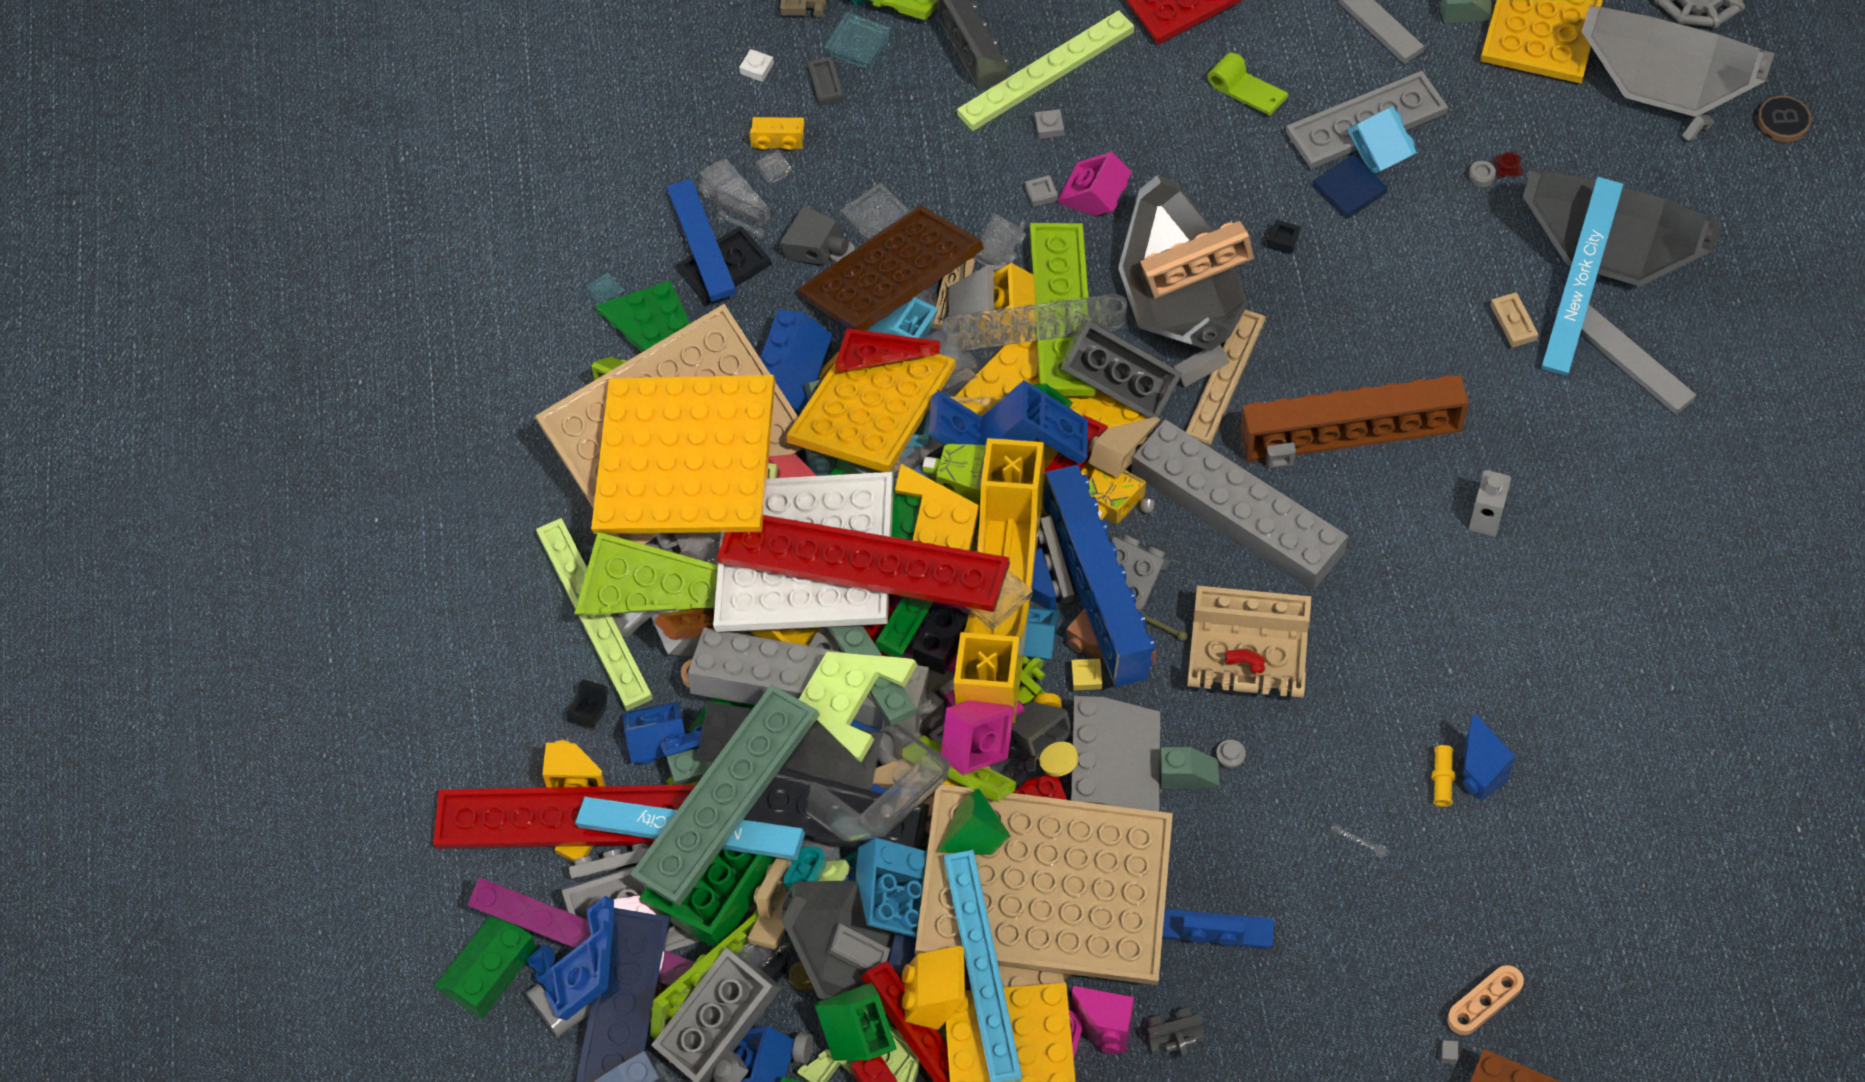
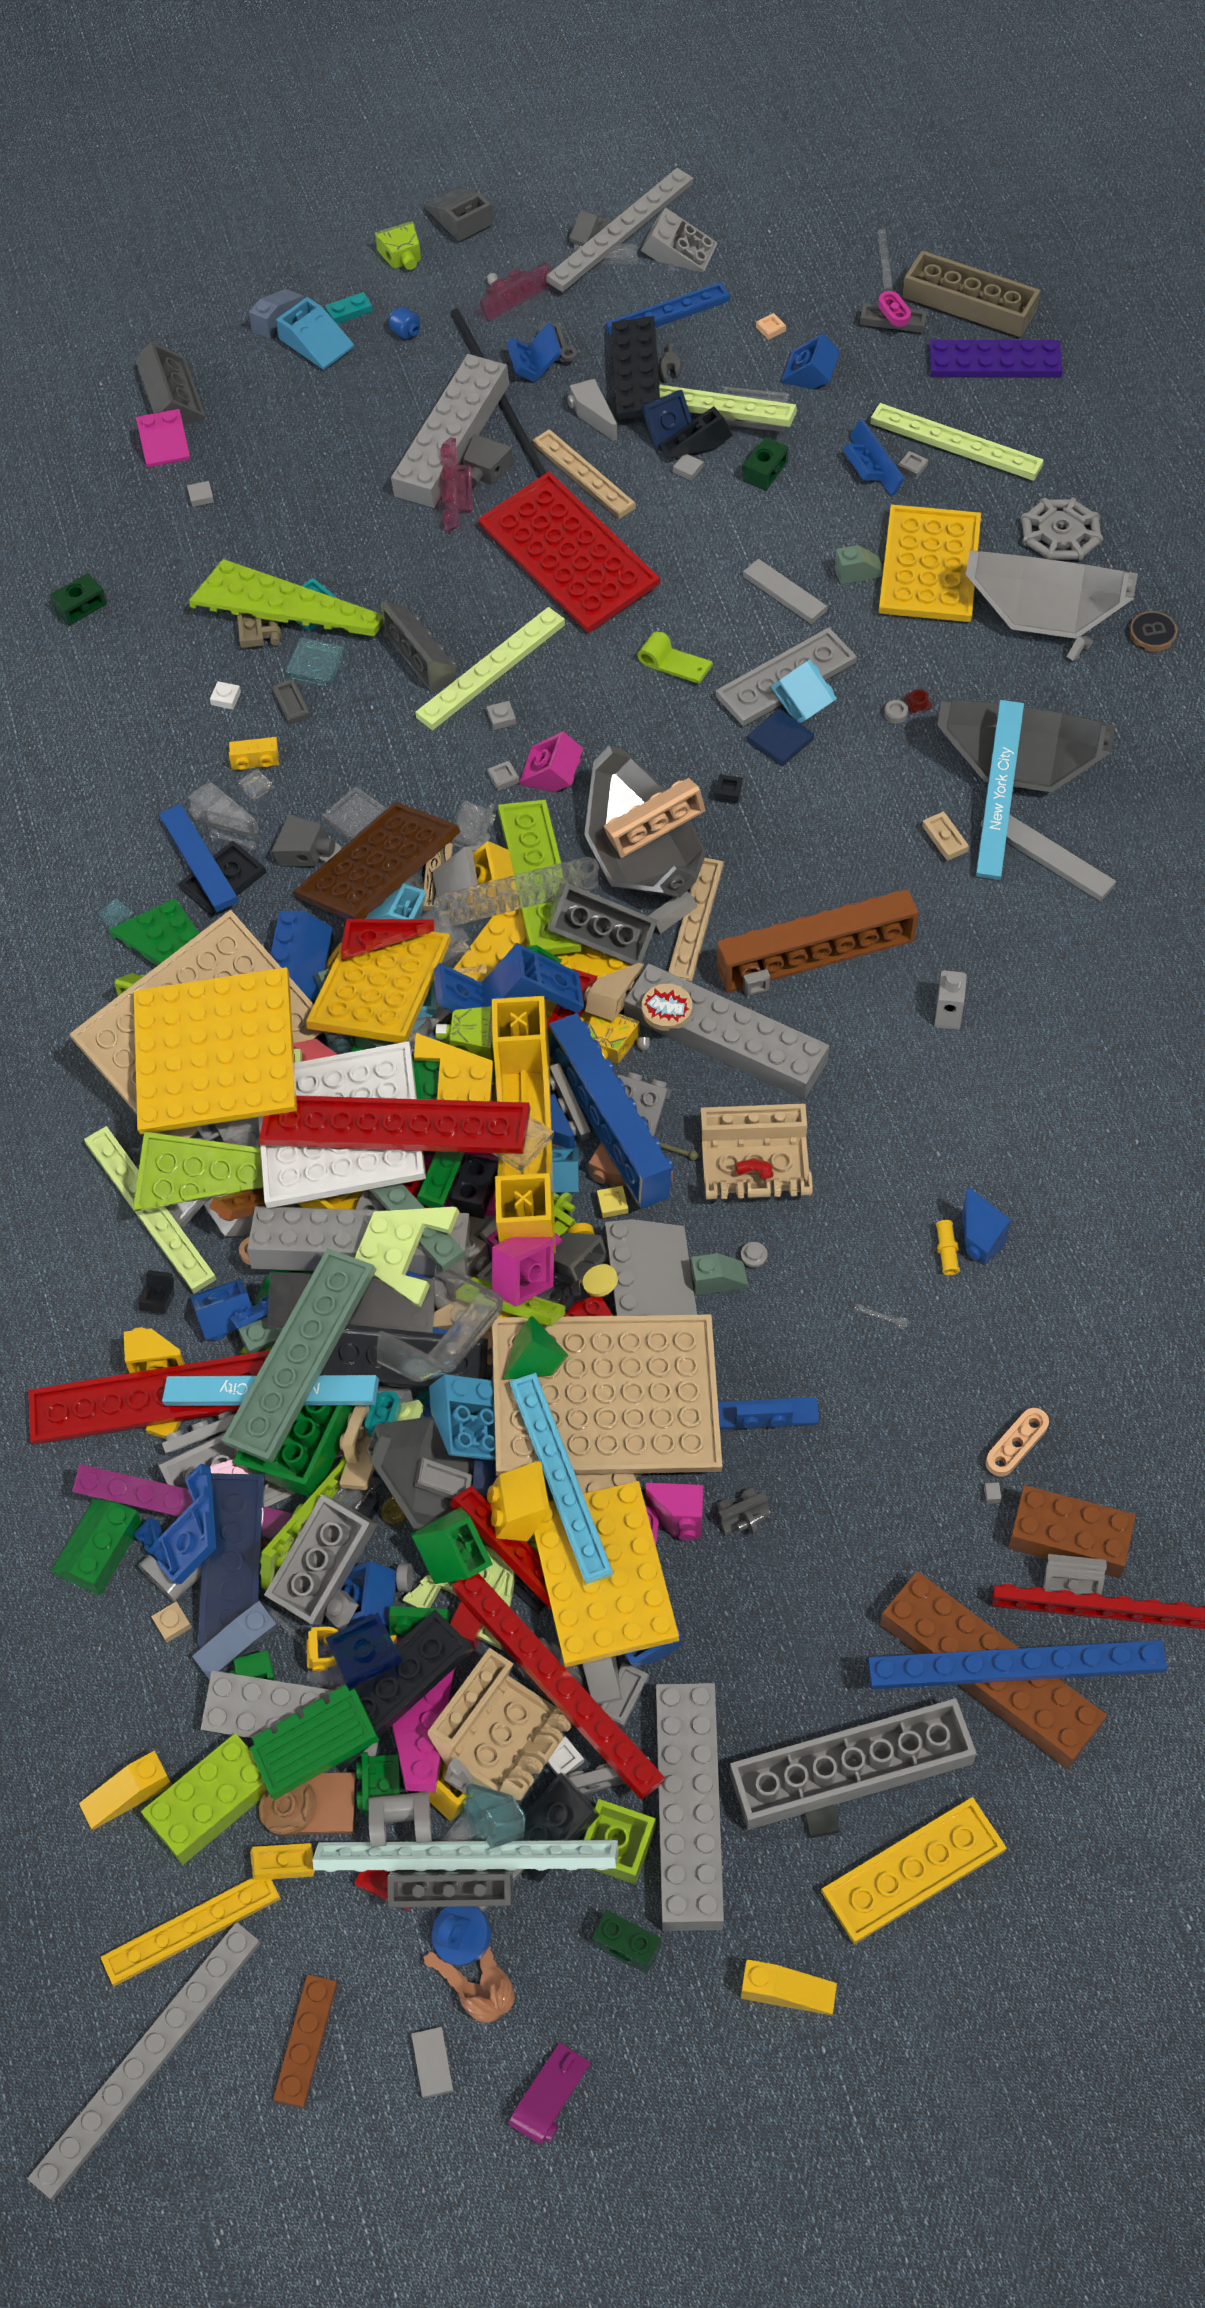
camera: 10 degrees left, 0 degrees up
(551, 1058) = (171, 1622): none -> tan plate
(1177, 470) = (667, 1007): none -> tile

